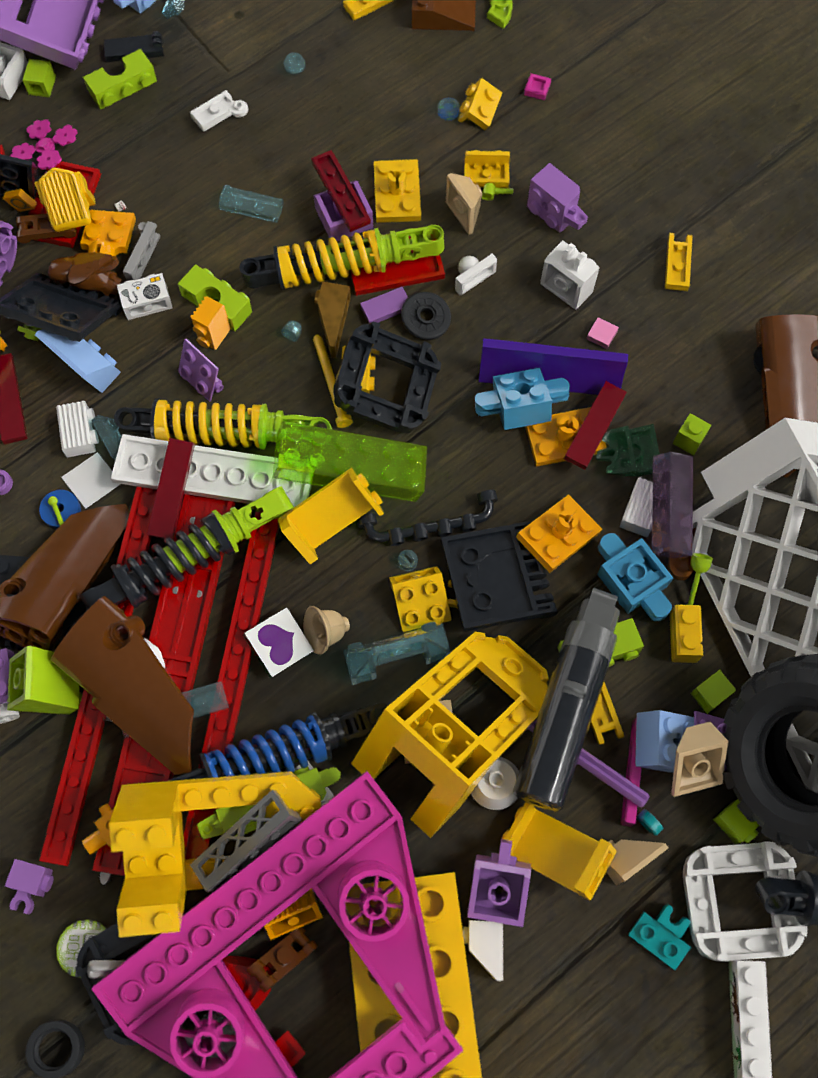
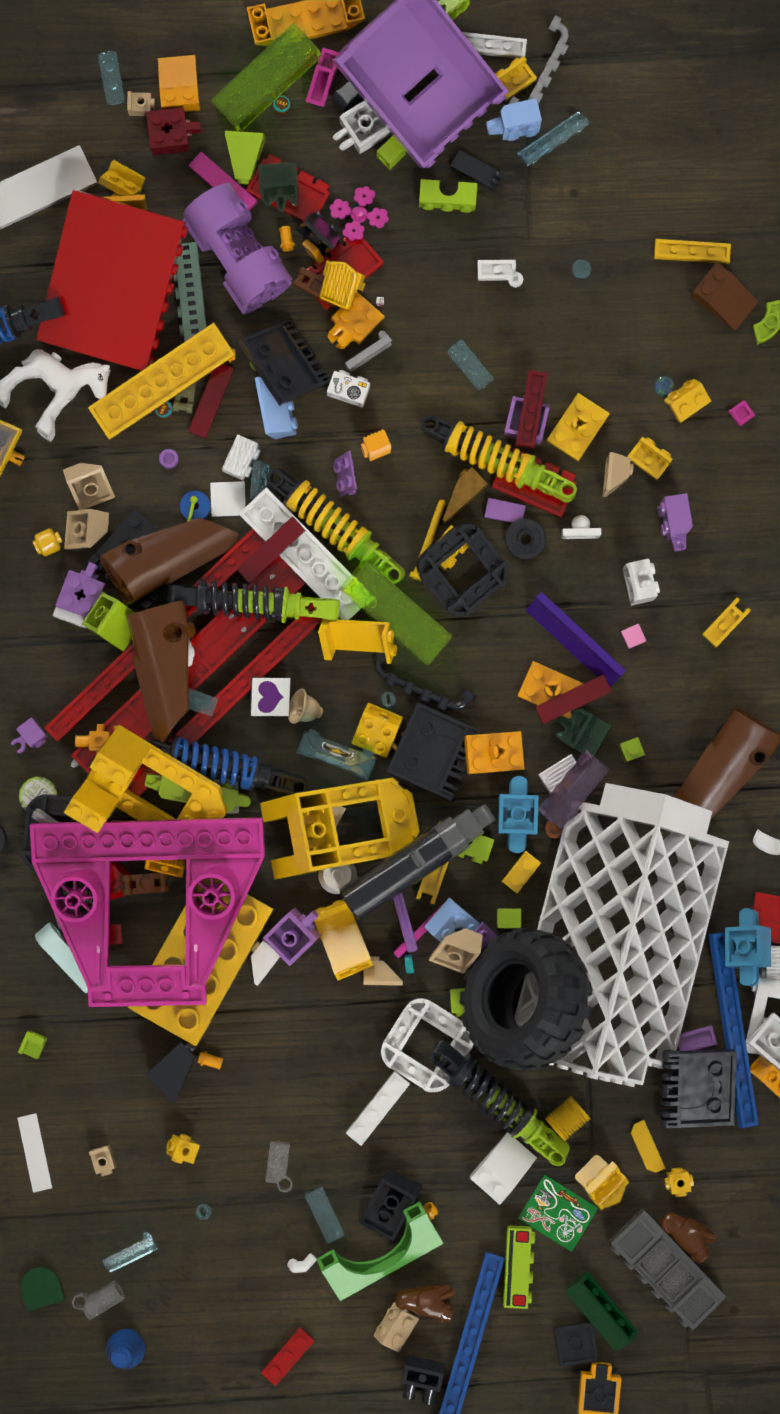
camera: 30 degrees right, 15 degrees up
(87, 272) = (320, 346): reddish brown animal -> none
(202, 283) = (391, 408): lime arch -> none
(261, 840) = (169, 813): dark grey fence -> none
(292, 330) = (429, 485): clear light blue hinge -> none
(490, 190) = (641, 473): lime hand -> none
(522, 398) = (538, 654): dark azure brick -> none
(662, 936) = (366, 1029): teal plate -> none
(700, 563) = (562, 838): lime hinge -> none

